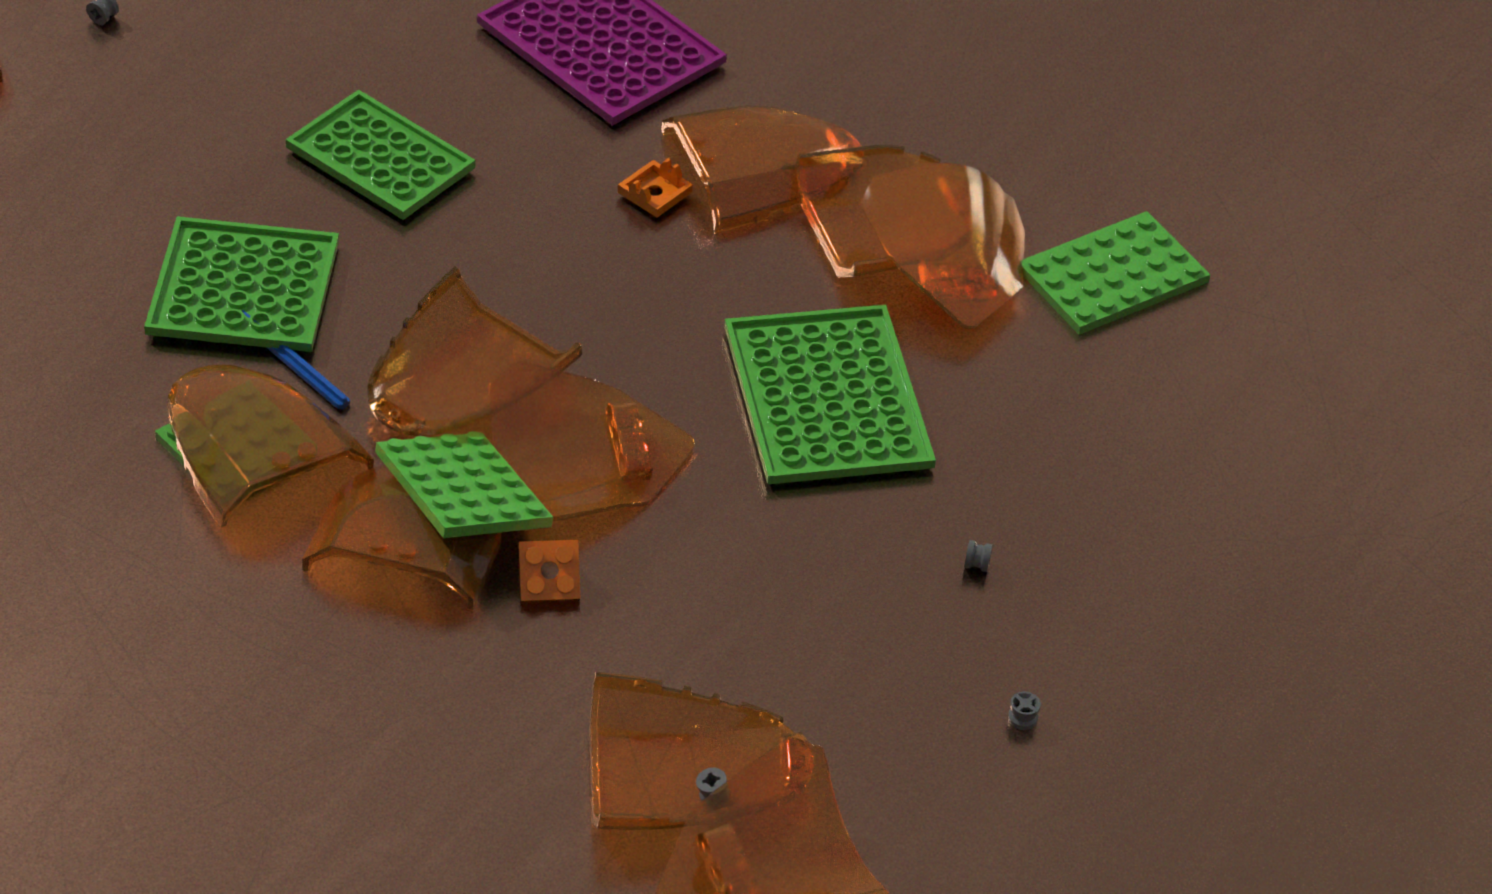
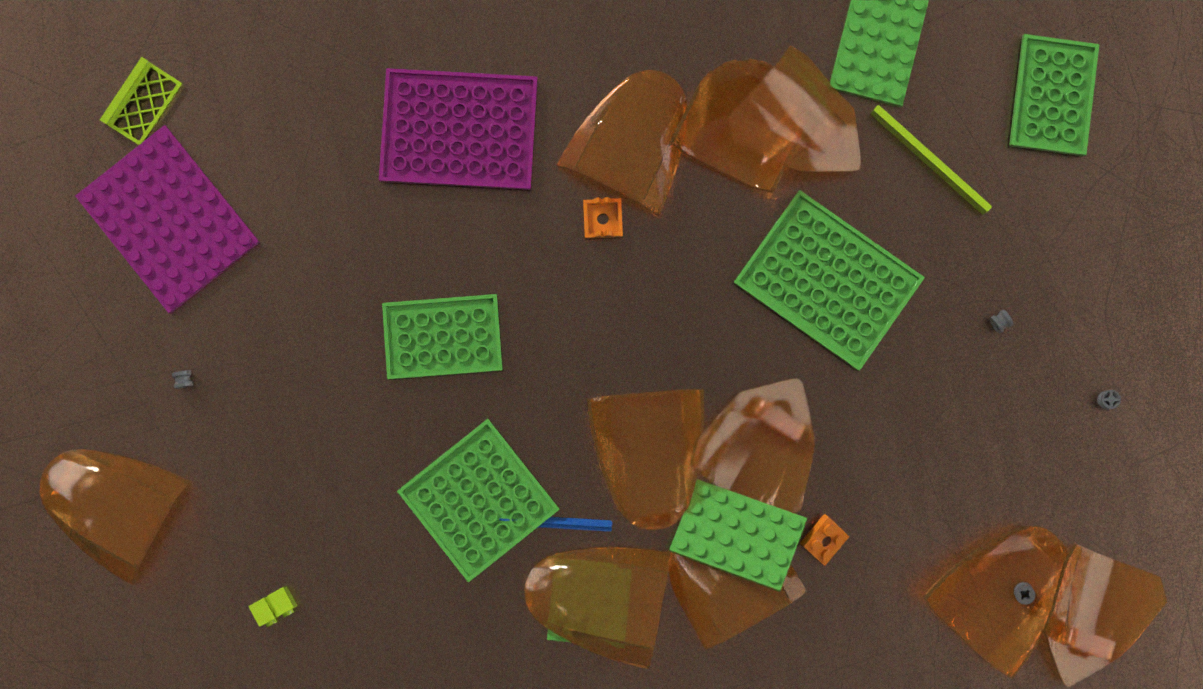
camera: 40 degrees left, 40 degrees up
(1059, 385) = (931, 160): none -> lime tile
(1262, 434) = (1054, 95): none -> bright green plate

